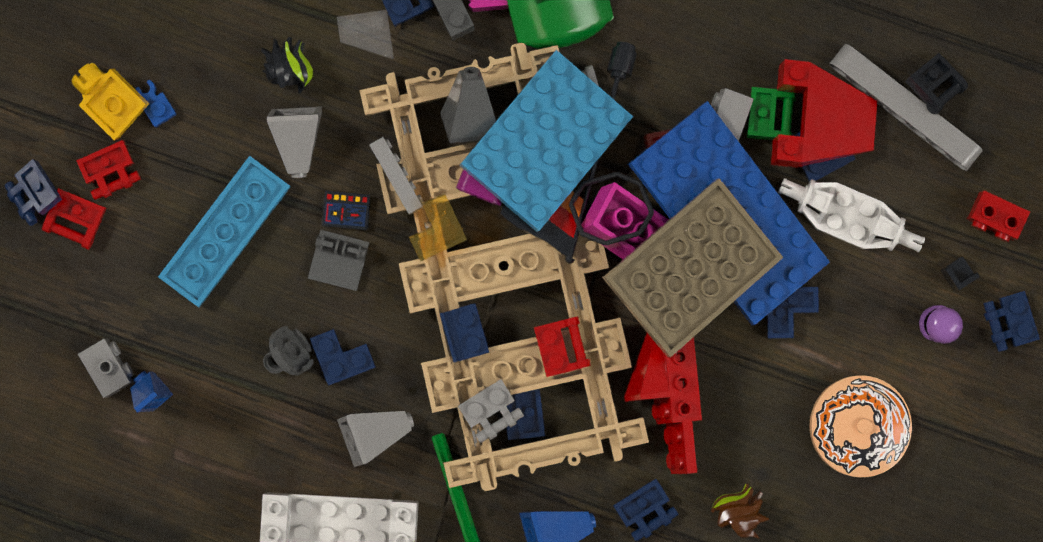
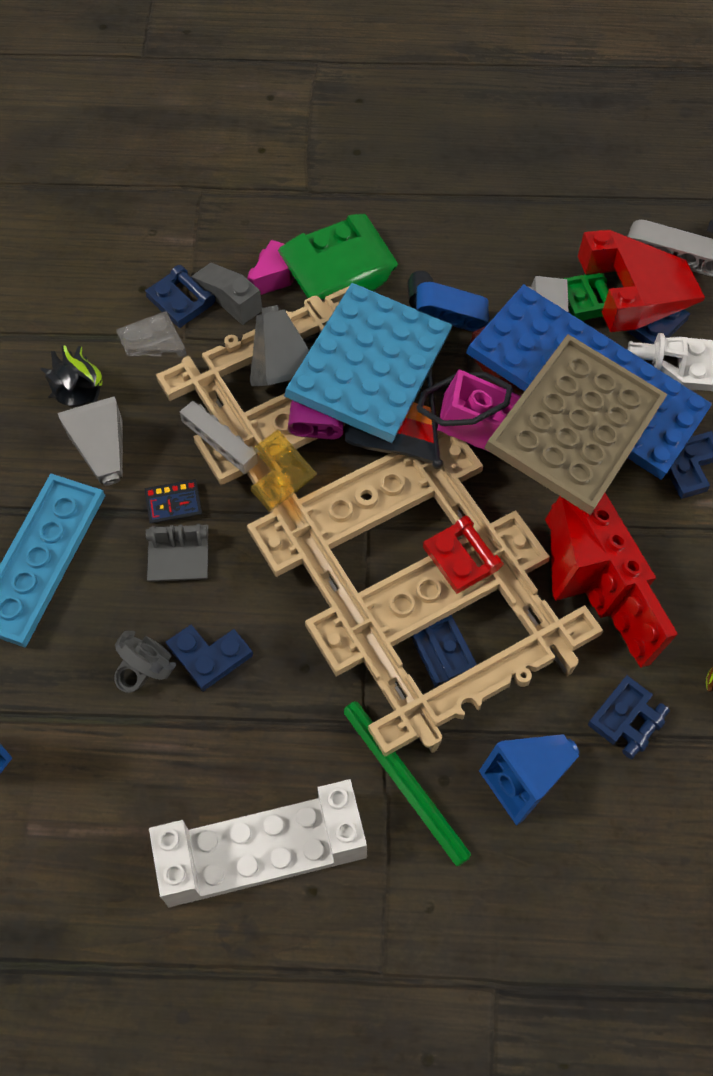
camera: 20 degrees left, 25 degrees down
(372, 433) = (267, 722): light grey slope -> none
(464, 333) = (345, 572): dark blue plate -> none
(487, 403) = (398, 639): light grey plate -> none
(641, 93) = (453, 306): none -> blue beam

